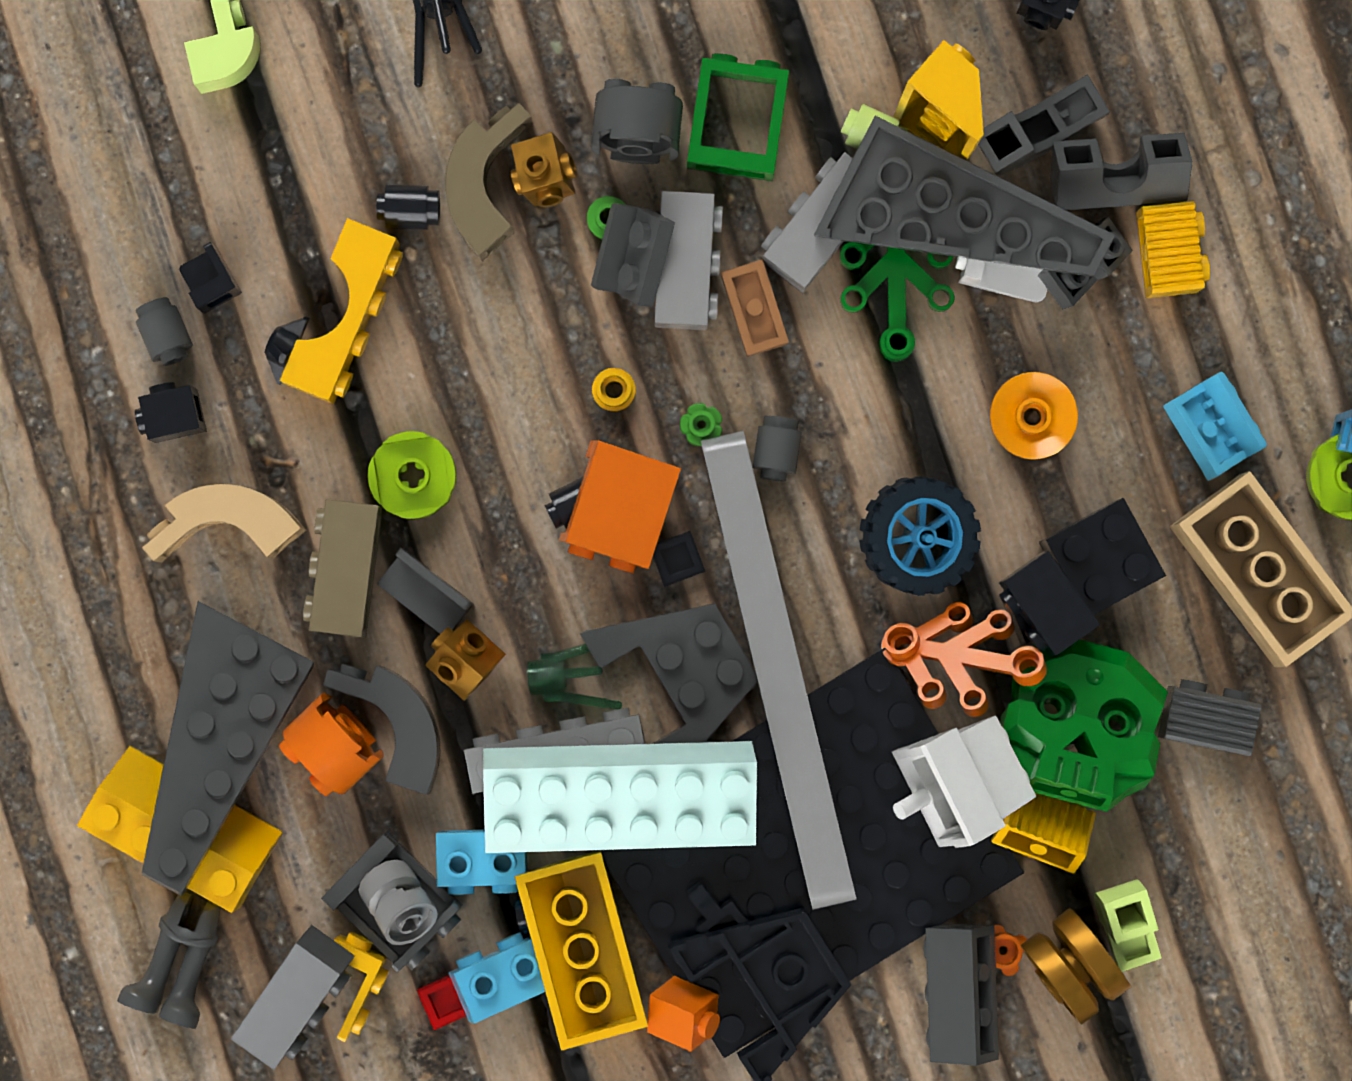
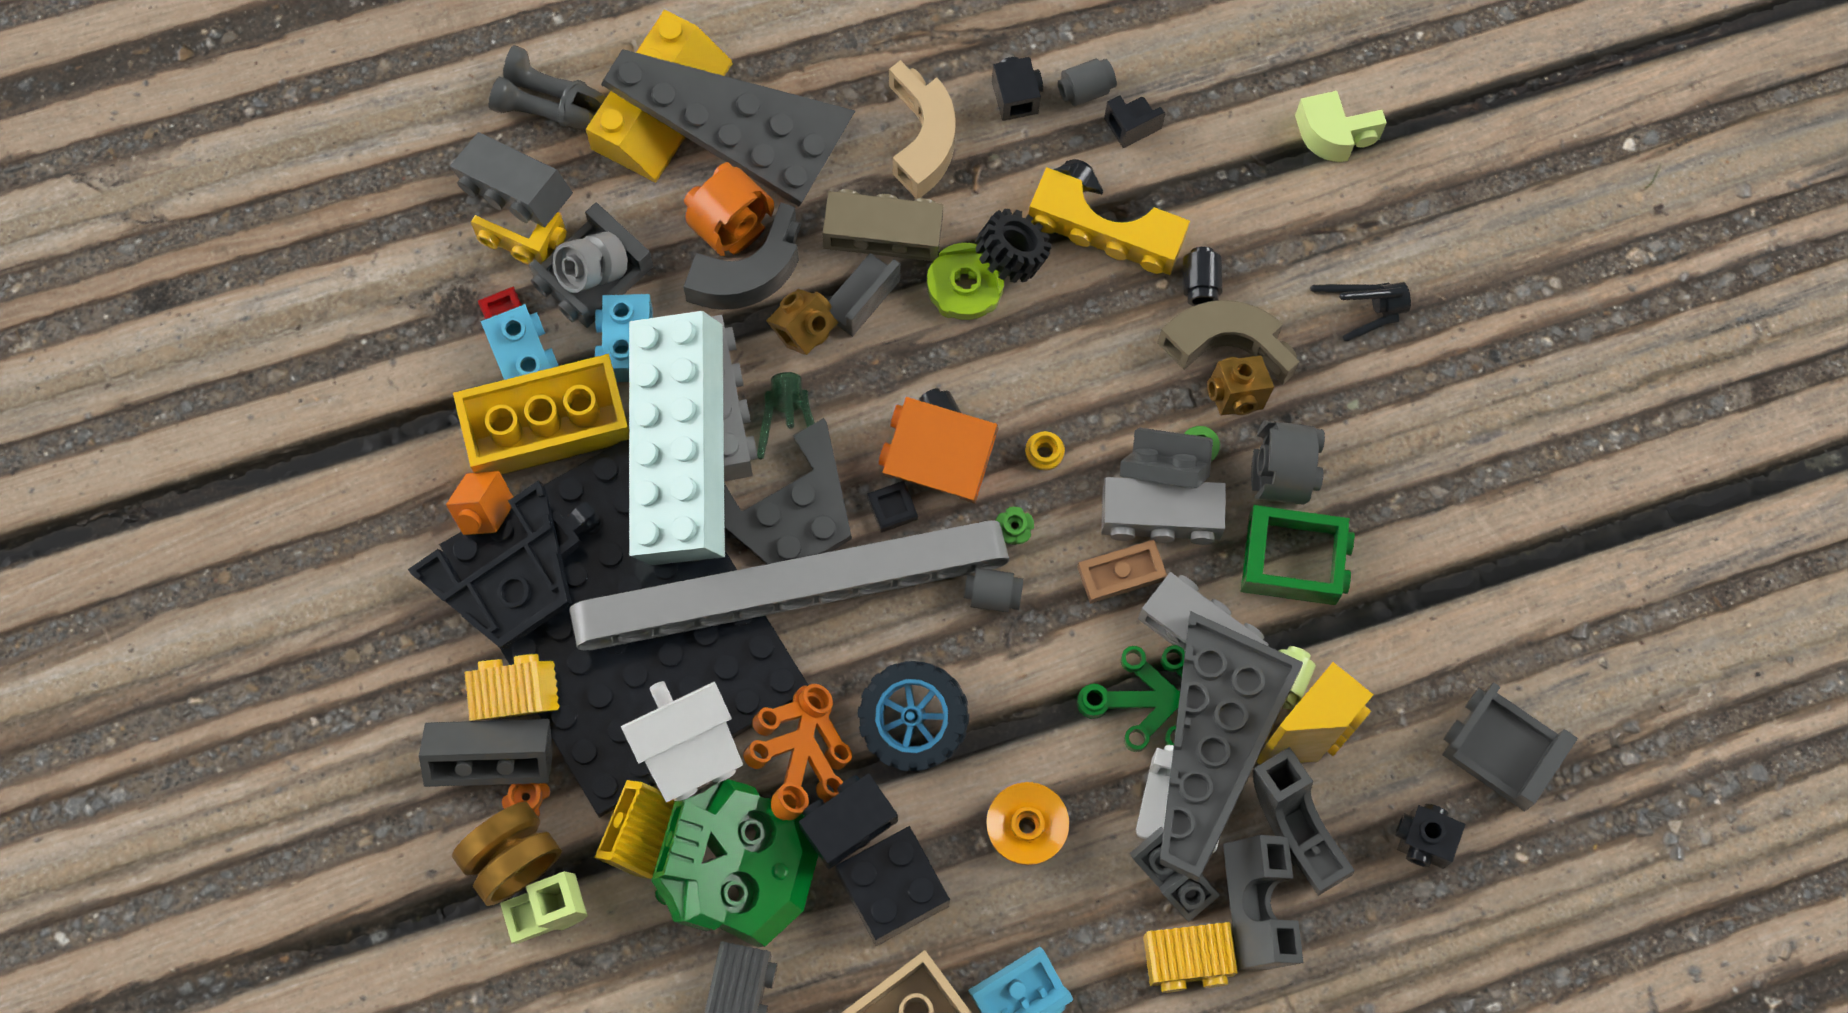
camera: 90 degrees right, 15 degrees down
(360, 406) = (1002, 256): none -> black tyre
(895, 969) = (512, 689): none -> yellow brick

